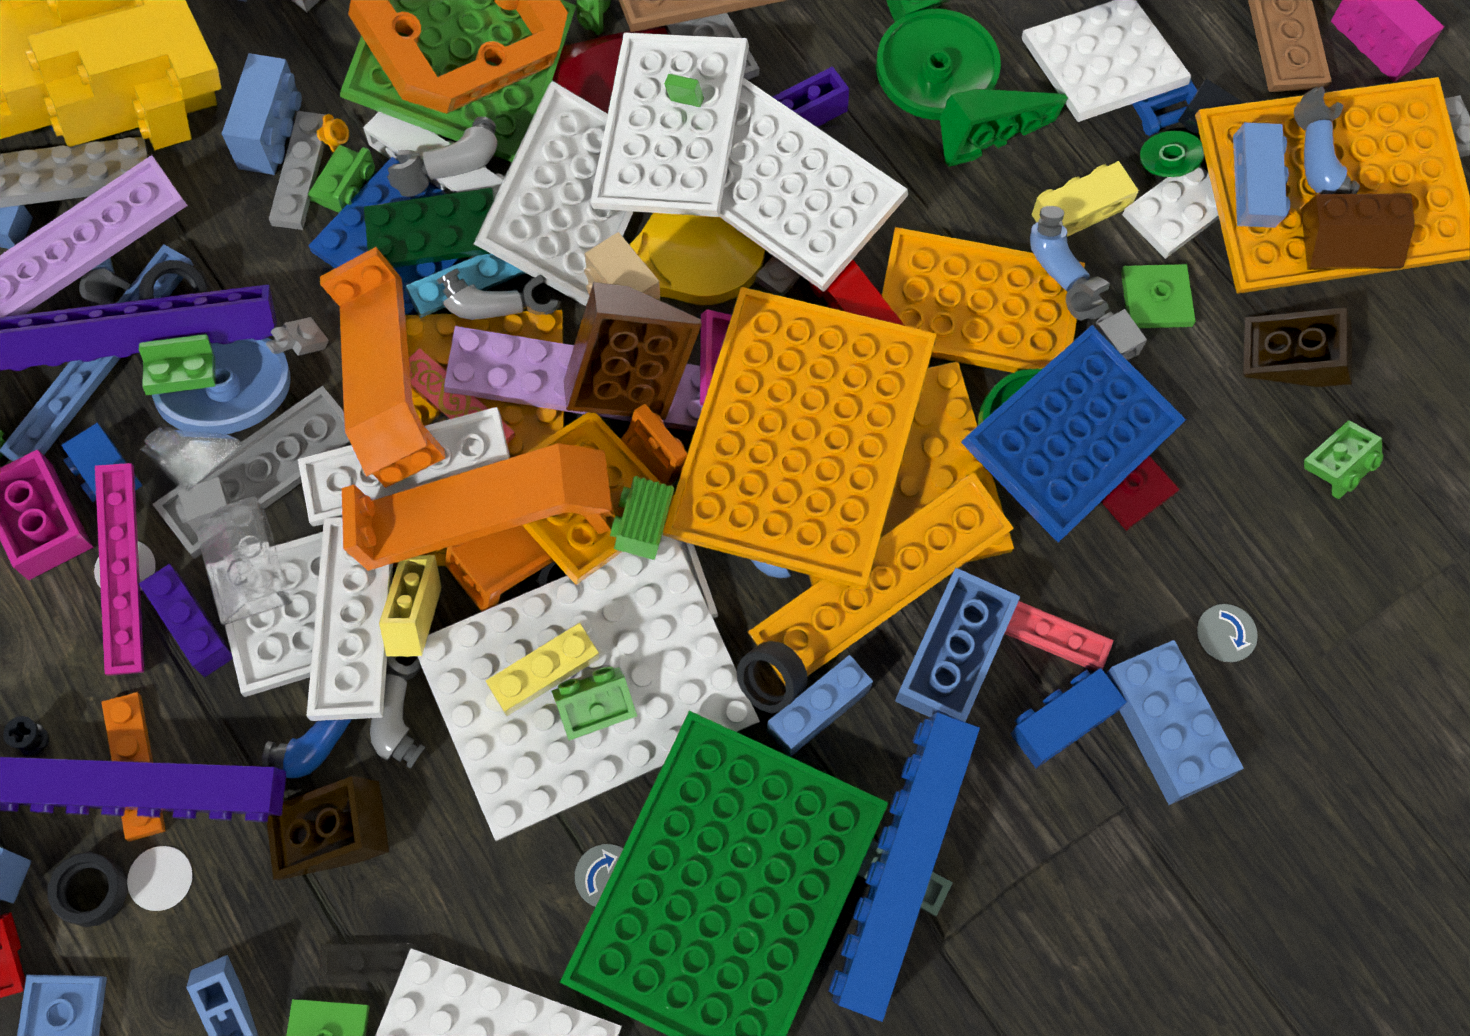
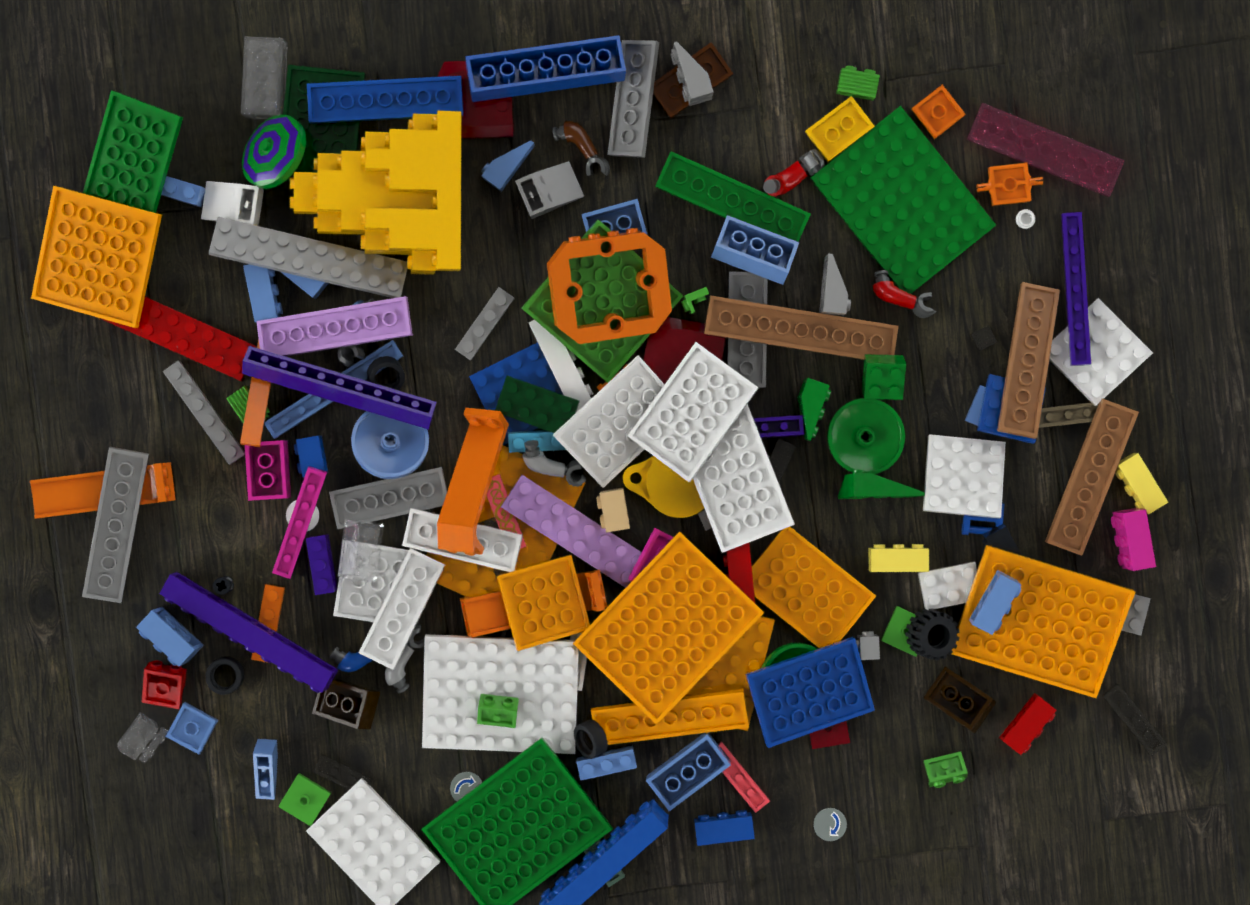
camera: 30 degrees right, 20 degrees up
(159, 878) = (259, 683): white sticker -> none
(177, 364) = (371, 426): bright green bracket -> none
(188, 455) = (356, 484): clear slope -> none
(201, 501) = (354, 510): light grey brick -> none
(261, 114) = (477, 287): medium blue brick -> none
(299, 335) = (441, 431): light grey plate -> none
(333, 132) = (511, 312): light orange plate -> none
(342, 178) = (504, 342): bright green bracket -> none
(410, 606) = (432, 618): light yellow brick -> none
(465, 155) = (574, 374): piece -> none
(477, 504) = (486, 590): orange panel -> none
(543, 669) = (480, 686): light yellow brick -> none
(628, 353) = (596, 550): reddish brown slope -> none
(643, 517) = (565, 634): bright green brick -> none
(684, 90) = (706, 404): bright green tile -> none
(833, 44) = (811, 400): none -> green slope
(1051, 250) = (860, 594): piece -> none
(1172, 154) = (967, 547): green dish -> none
(1173, 723) = (772, 856): medium blue brick -> none
(1199, 270) = (945, 638): none -> black tyre
(1321, 165) = (1032, 614): medium blue piece -> none
(1357, 230) = (1029, 656): reddish brown slope -> none
(1417, 335) = (1028, 724): none -> red brick

